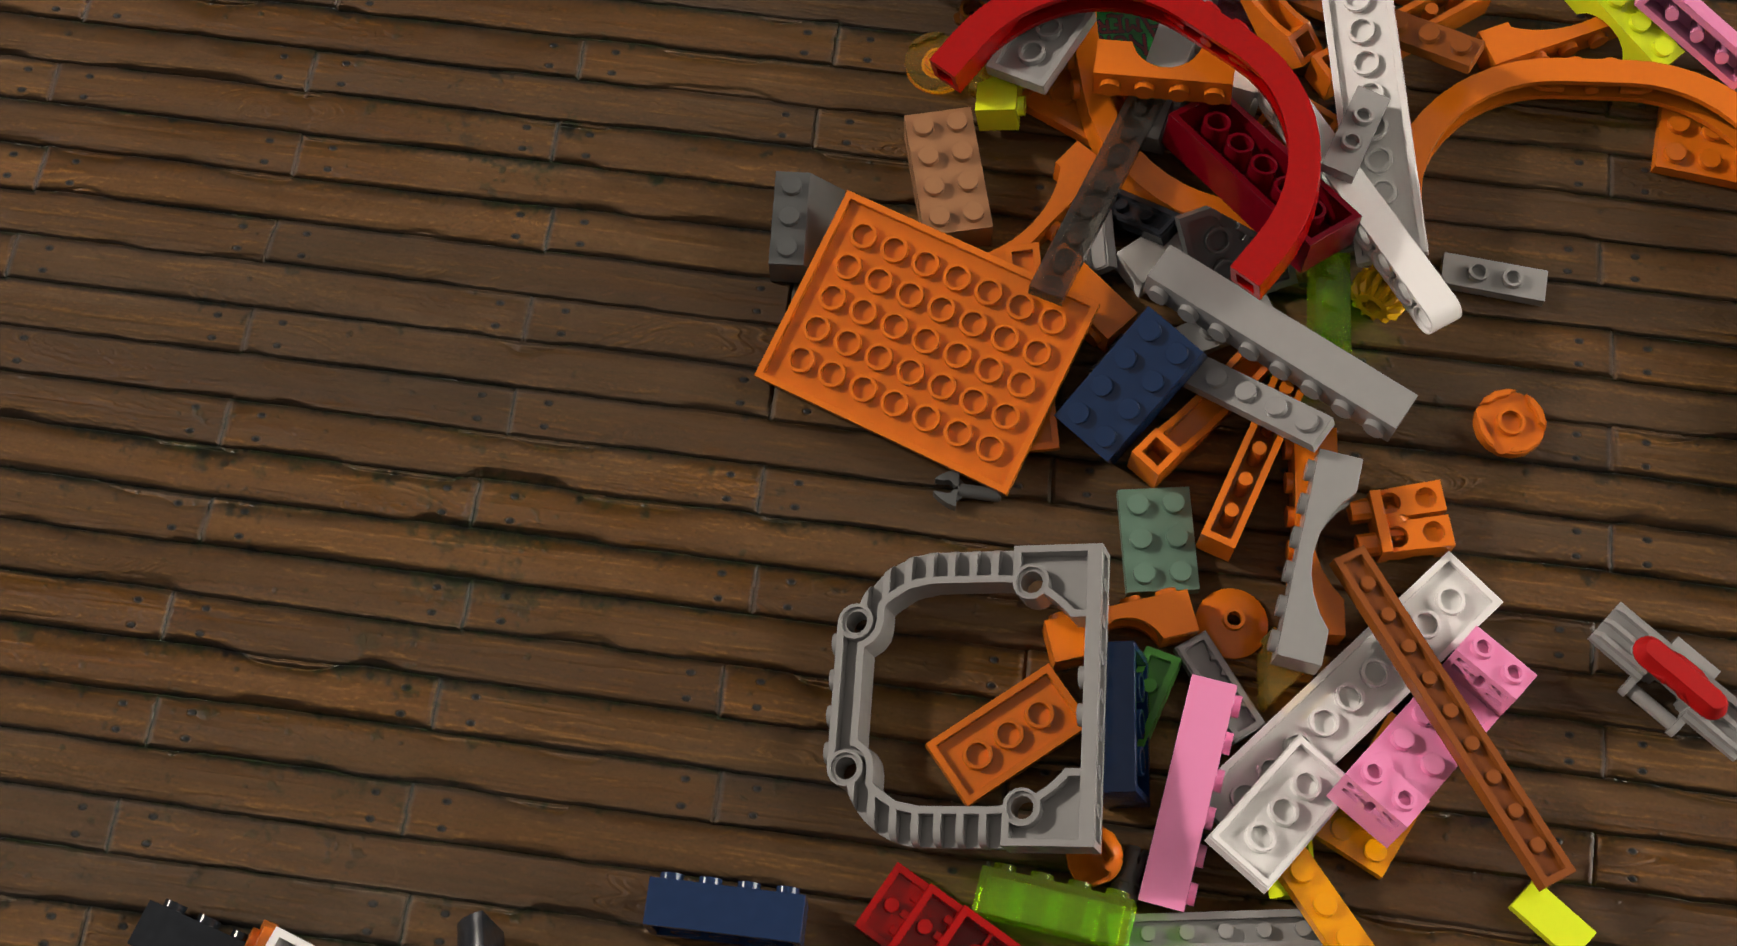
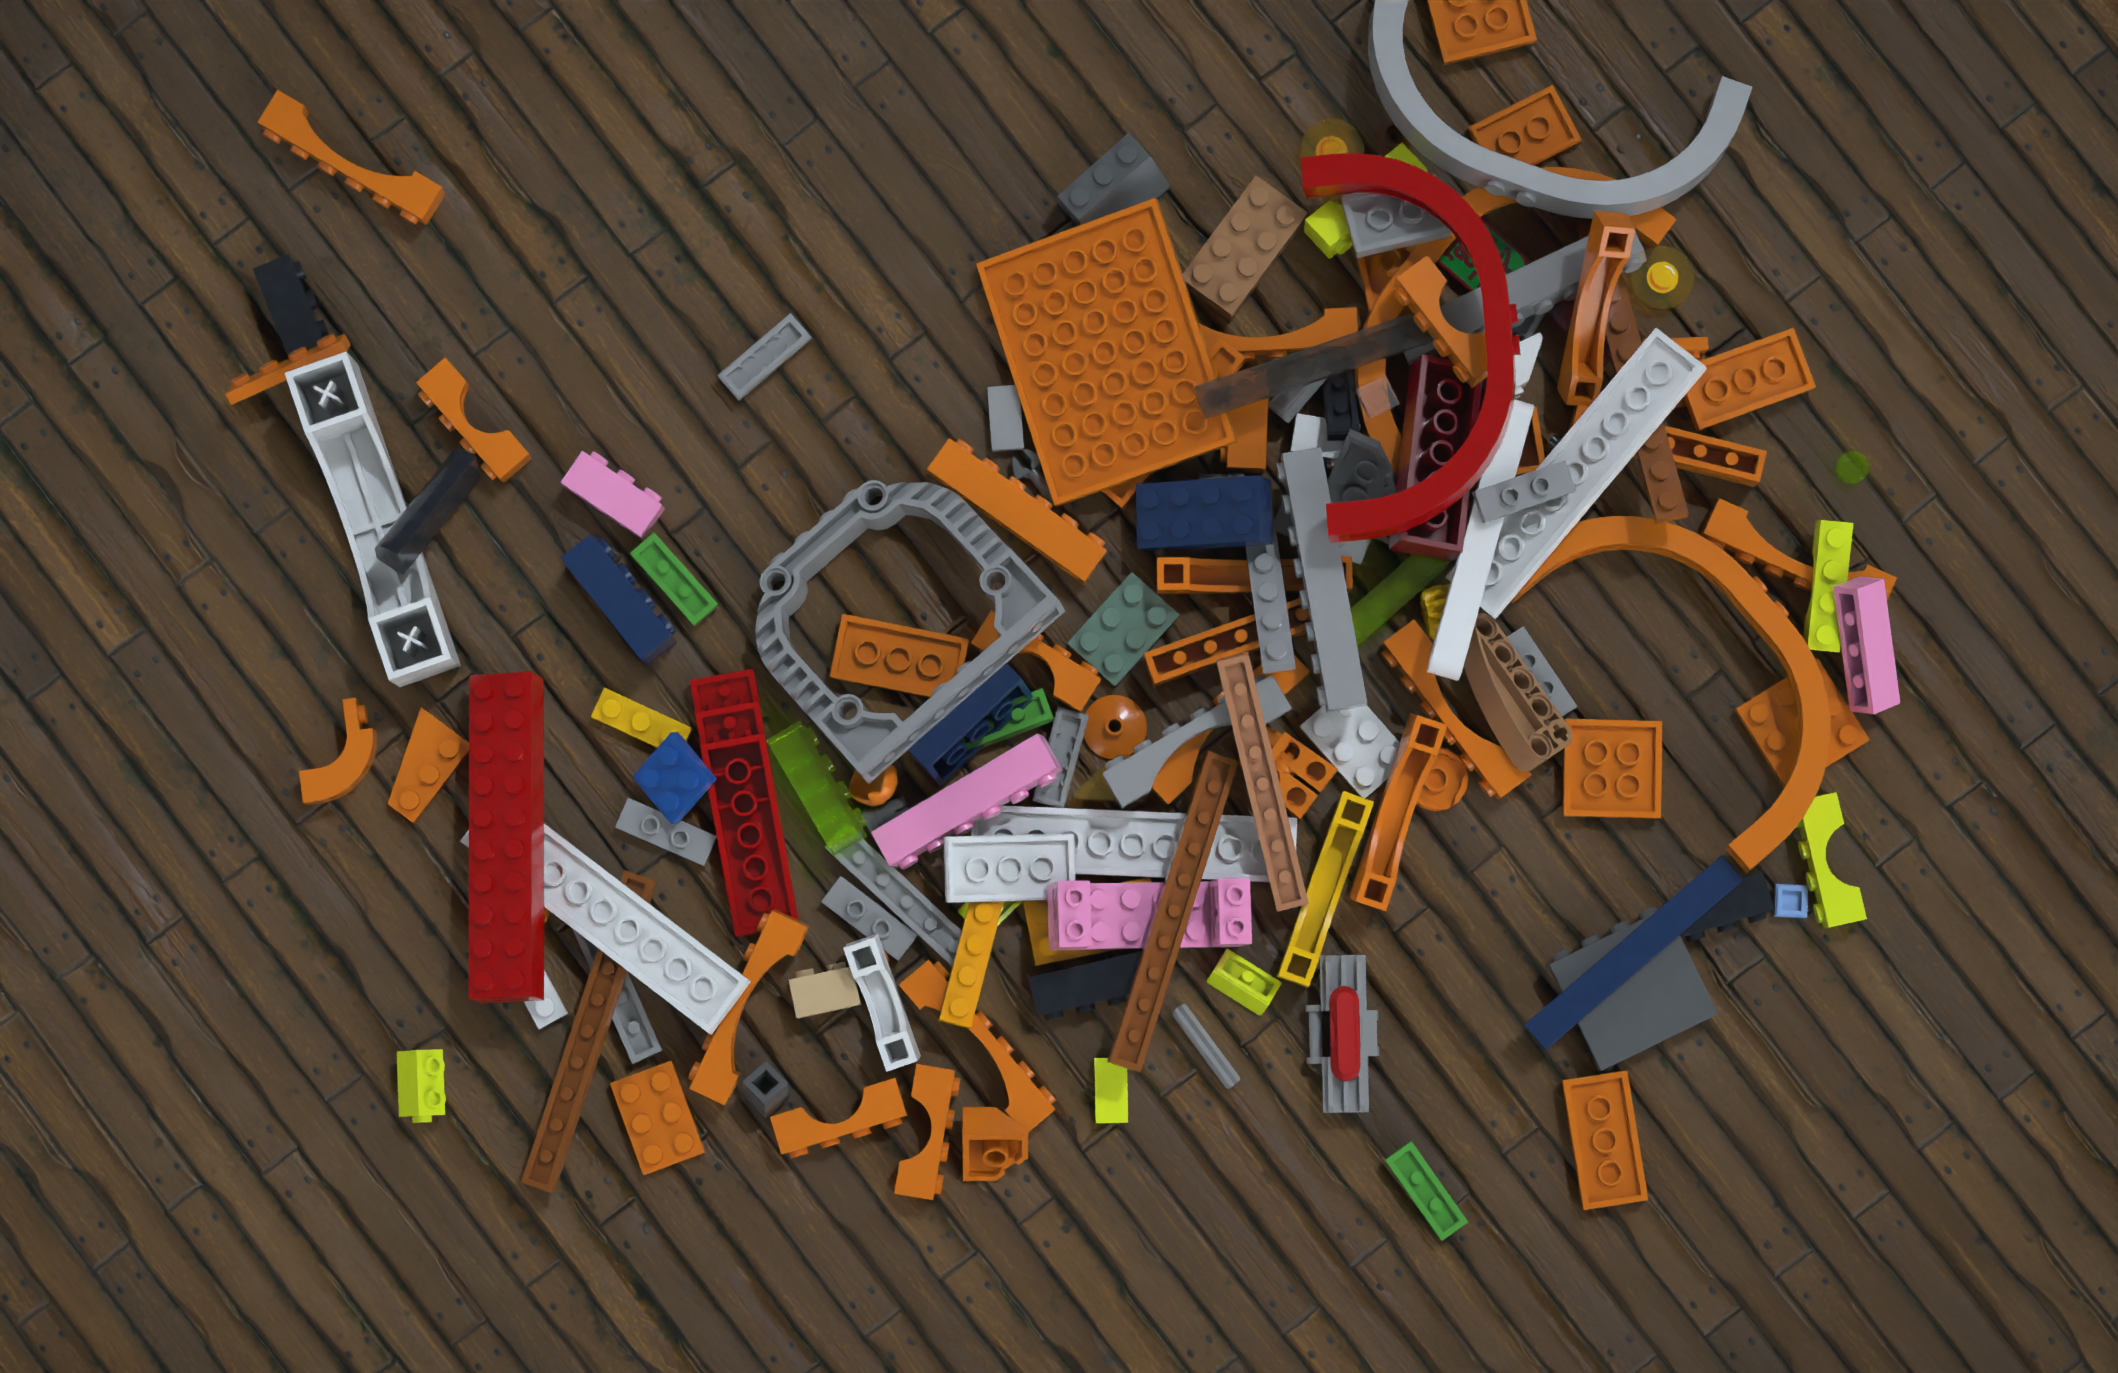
camera: 40 degrees right, 15 degrees up
(223, 750) = (413, 195): none -> orange arch
(402, 885) = (447, 390): none -> orange arch
(634, 832) = (613, 494): none -> bright pink brick
(654, 603) = (764, 357): none -> light grey plate
(755, 853) = (674, 579): none -> bright green plate
(896, 470) = (1005, 418): none -> light grey tile
(983, 526) = (1016, 510): none -> orange brick
(1167, 178) = (1377, 397): none -> clear plate
(1396, 348) = (1411, 652): none -> orange arch
(1405, 537) = (1262, 781): none -> nougat plate
(1426, 452) = (1355, 745): none -> white plate
(1440, 850) = (1084, 986): none -> black brick
(1486, 413) = (1387, 836): none -> orange arch
(1517, 306) = (1512, 698): none -> medium nougat beam
(1551, 723) = (1244, 982): none -> neon yellow slope
(1563, 636) = (1325, 889): none -> yellow arch
(1584, 804) = (1205, 1046): none -> light grey axle
(1623, 290) = (1613, 769): none -> orange plate

